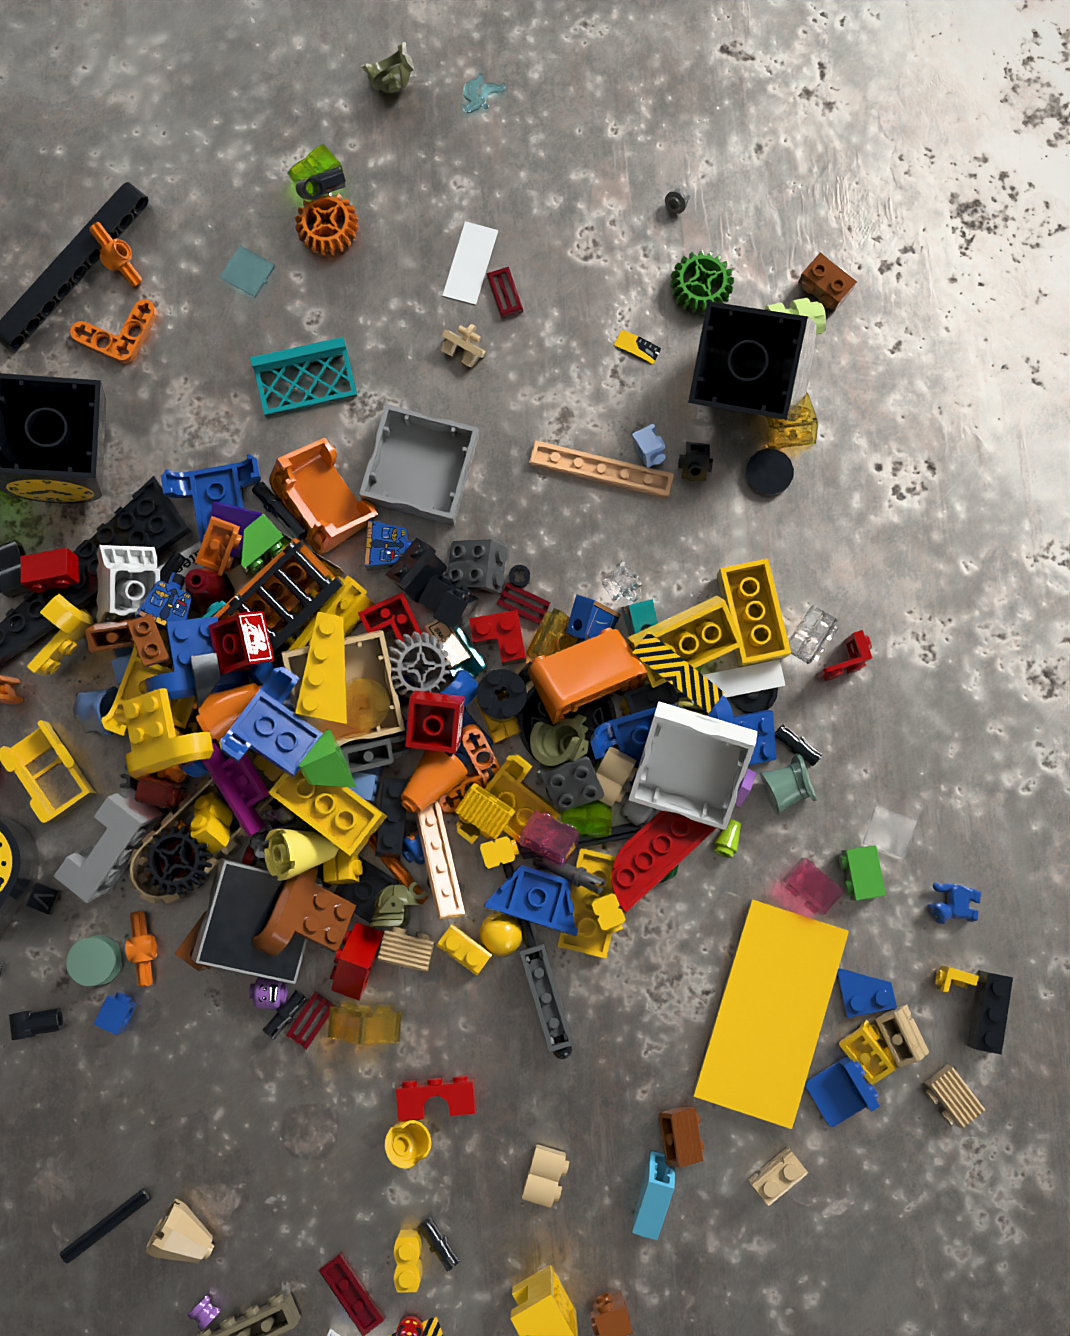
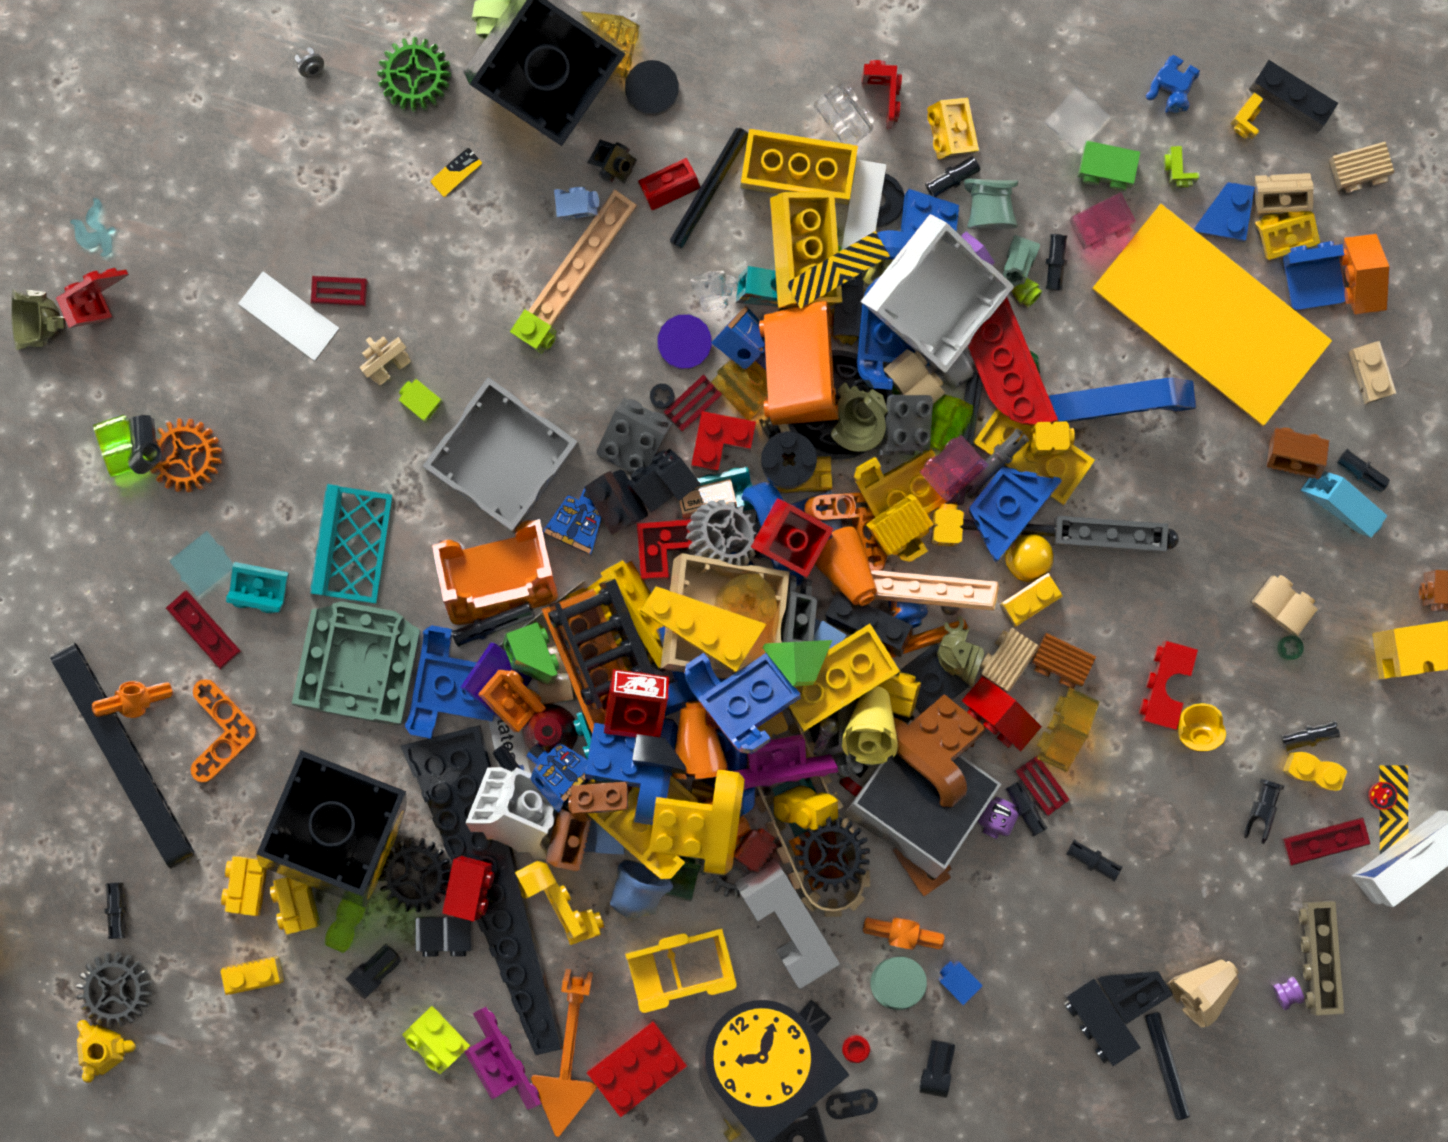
camera: 75 degrees left, 5 degrees up
(31, 945) = (855, 1049): none -> red tile
(59, 682) = (593, 924): none -> yellow bracket
(69, 512) = (409, 861): none -> black gear
(117, 745) = (685, 880): none -> clear green bracket
(122, 1151) = (1100, 1022): none -> black brick
(158, 1171) = (1134, 992): none -> black wing
(194, 291) = (203, 629): none -> dark red tile
(208, 416) = (357, 663): none -> sand green wedge
(241, 318) = (257, 588): none -> teal bracket
(261, 1091) = (1094, 860): none -> black pin
(361, 1226) = (1264, 807): none -> black piece
(421, 101) = (84, 302): none -> red bracket
(422, 997) = (1063, 661): none -> dark orange brick
(440, 385) = (419, 400): none -> lime brick
(515, 1200) = (1298, 645): none -> clear green bush
(531, 453) = (534, 331): none -> lime bracket
(571, 576) = (684, 341): none -> dark purple tile
(667, 964) = (1122, 399): none -> blue beam
(689, 1201) = (1363, 470): none -> black axle
(696, 516) = (669, 184): none -> red slope
(704, 548) = (709, 187): none -> black axle
(752, 828) = (1020, 259): none -> sand green piece
(761, 860) = (1056, 262): none -> black pin
(839, 728) = (952, 128): none -> yellow bracket
(862, 1138) = (1366, 273): none -> orange brick
(885, 930) = (1174, 165): none -> lime bracket

